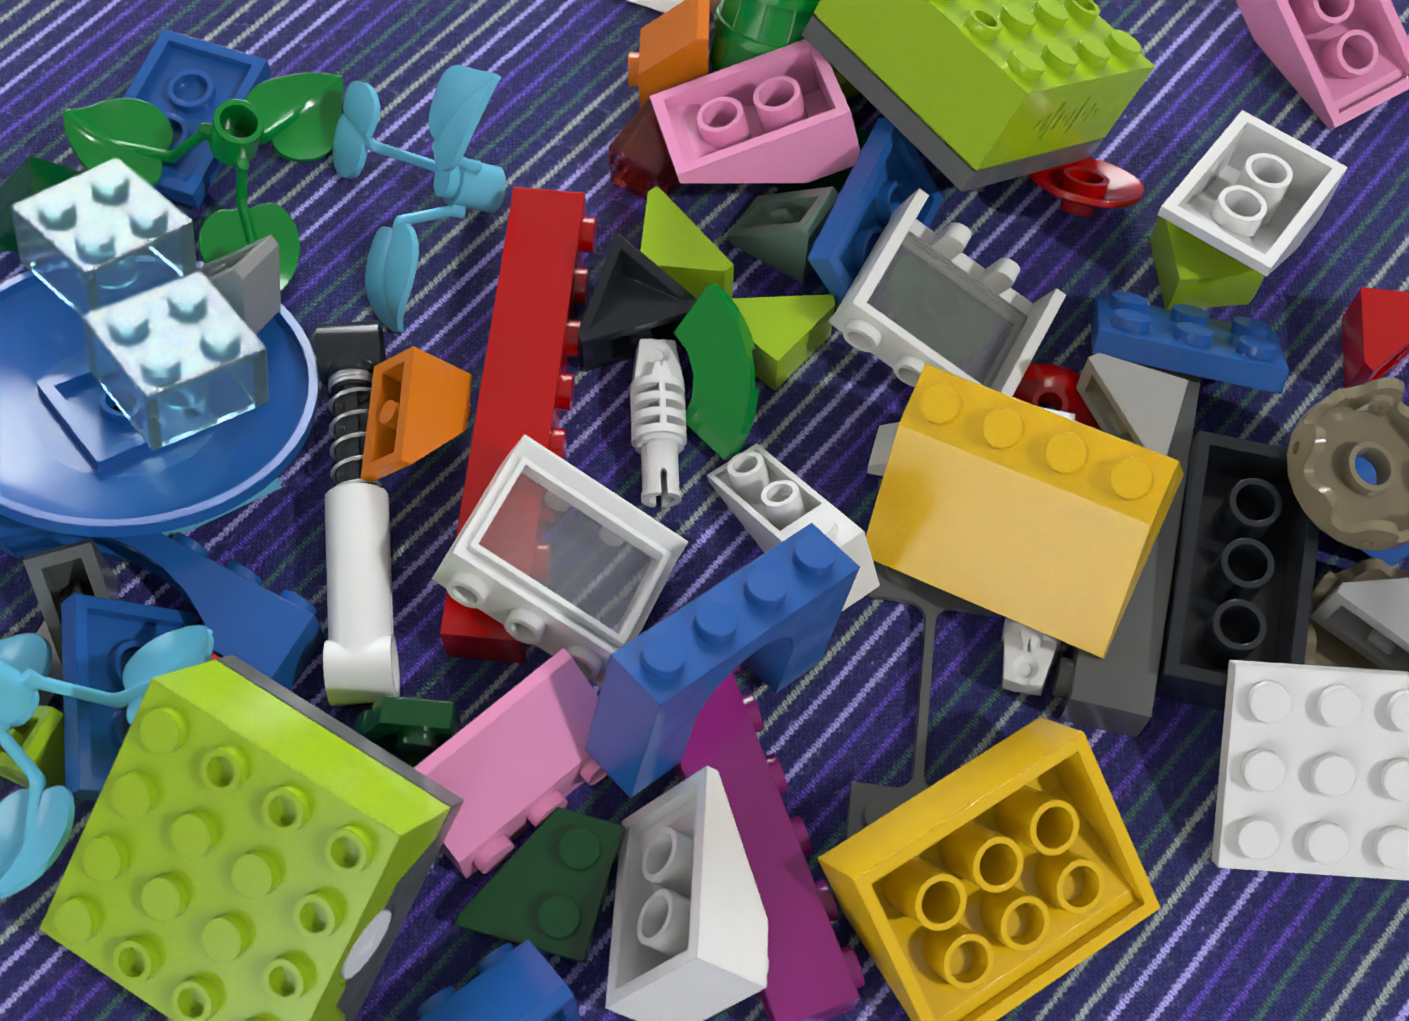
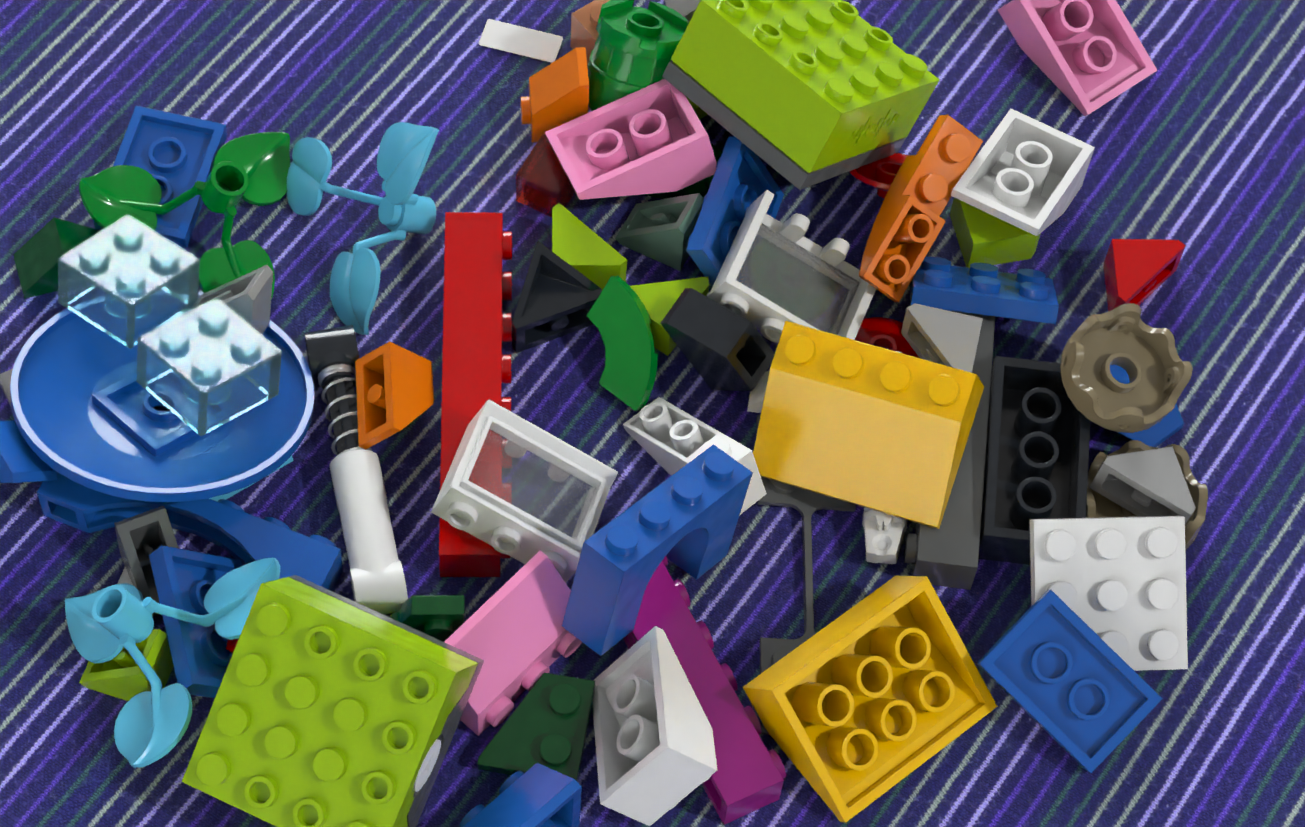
camera: 10 degrees left, 5 degrees down
(658, 419) = (580, 383): white hinge -> none
(837, 380) = (718, 342): none -> black slope
(1107, 224) = (913, 207): none -> orange slope
(1266, 890) = (1069, 681): none -> blue plate

